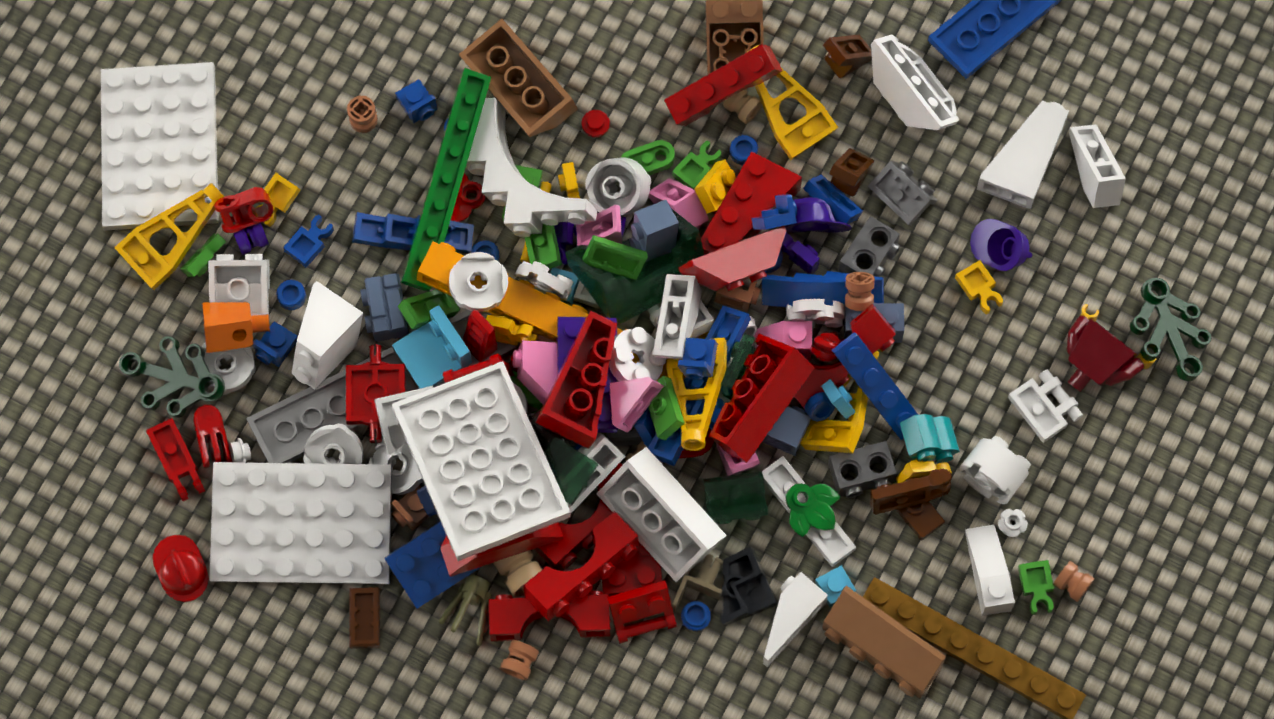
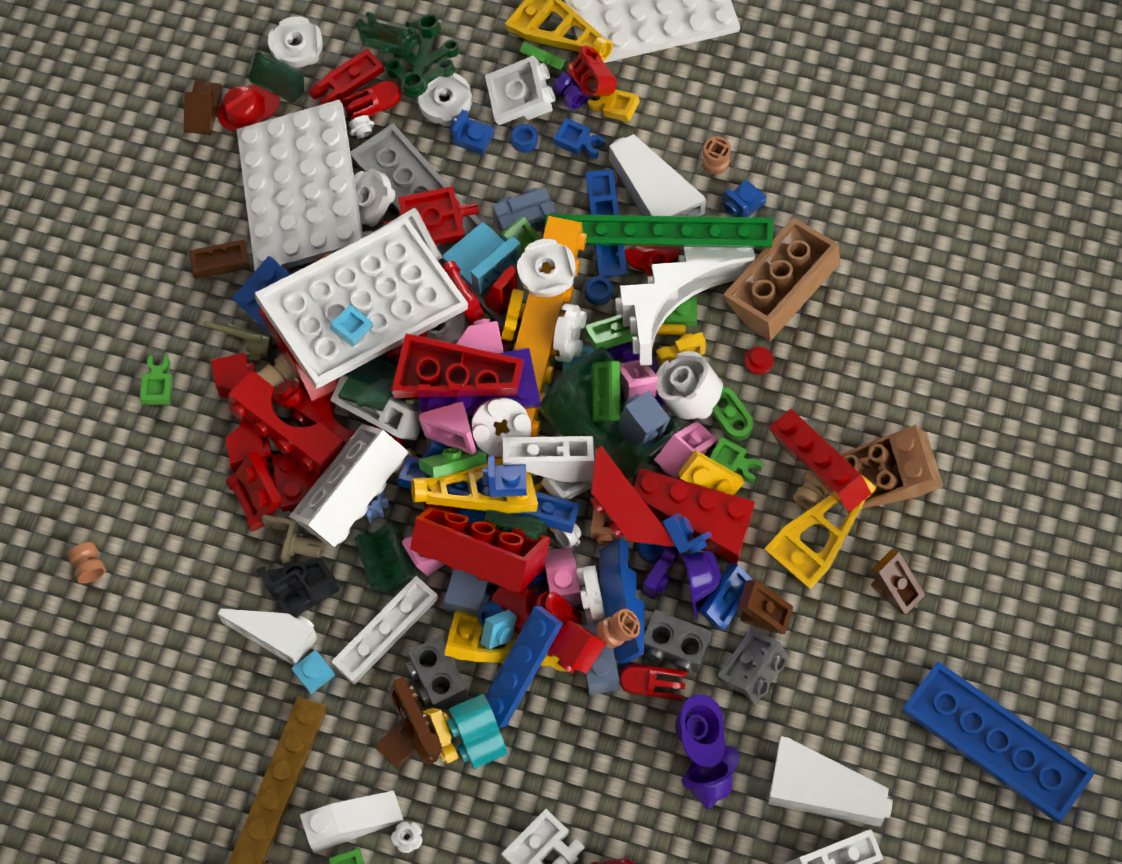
camera: 80 degrees right, 5 degrees down
(104, 493) = (296, 56): none -> white plate
(137, 406) = (386, 36): none -> clear green hinge
(155, 530) = (276, 77): none -> clear green slope
(170, 614) = (201, 107): none -> reddish brown slope
(231, 325) = (473, 85): orange torso -> none
(325, 336) = (475, 159): white slope -> none
(380, 180) = (652, 182): none -> white slope
(499, 698) = (157, 386): none -> bright green plate
(515, 466) = (351, 325): none -> medium azure plate
(519, 660) = (195, 395): nougat wheel -> none
(547, 556) = (288, 393): none -> red plate
(695, 616) = (262, 545): blue plate -> none
(741, 148) = (766, 503): blue tile -> none
(815, 509) = (380, 632): green plate -> none
(883, 643) = (253, 723): medium nougat slope -> none
(904, 278) = (641, 681): none -> red arm
(911, 86) = (874, 653): white wedge -> none
(961, 247) = (701, 730): none -> dark purple piece
(978, 283) = (666, 758): yellow plate -> none
(995, 469) = (454, 803): white brick -> none

